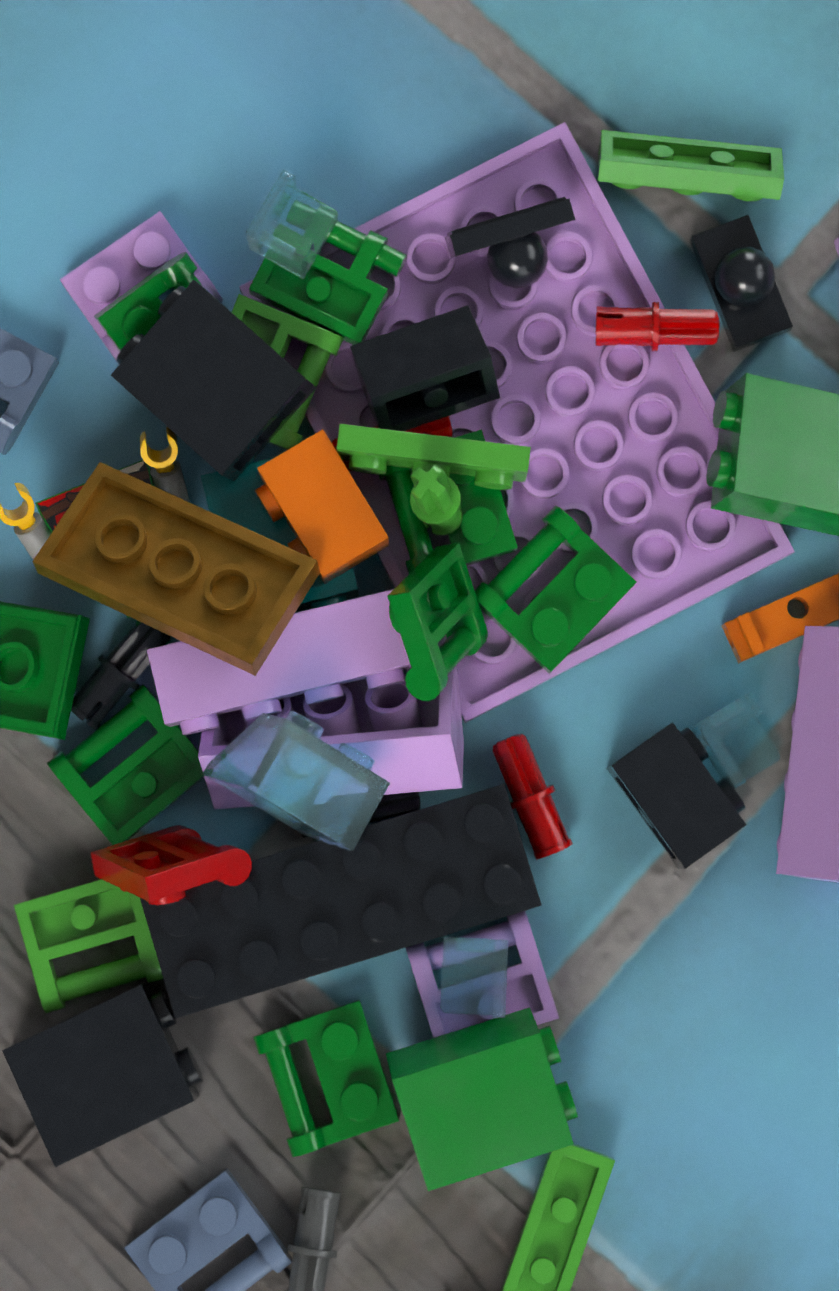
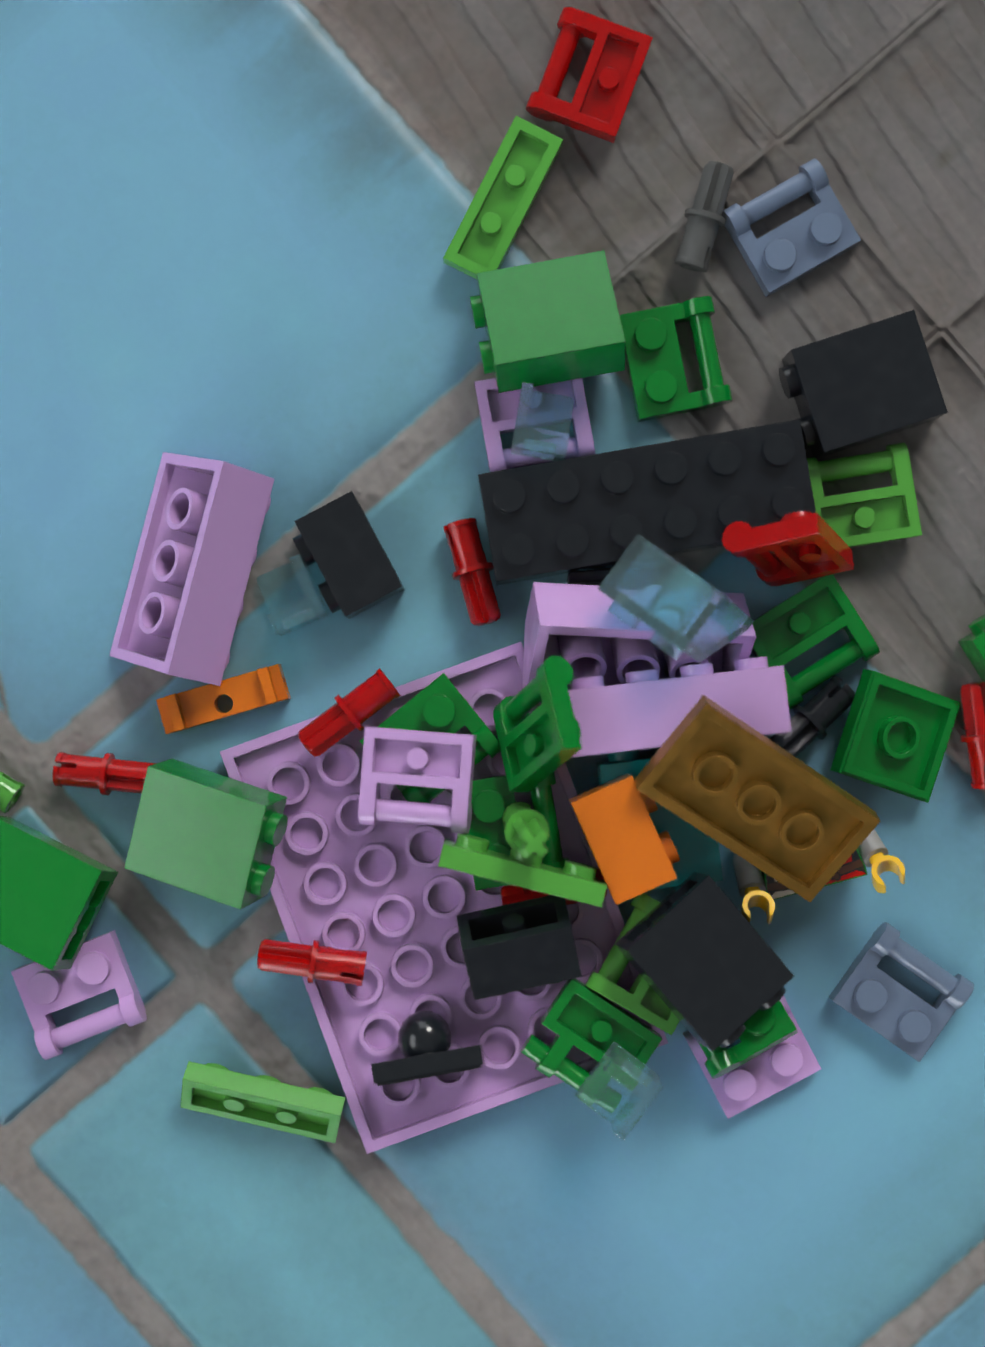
camera: 170 degrees left, 5 degrees up
(566, 565) = (420, 761): none -> lavender plate
(653, 611) = (348, 713): none -> red axle
(741, 283) = (232, 992): black tile -> none

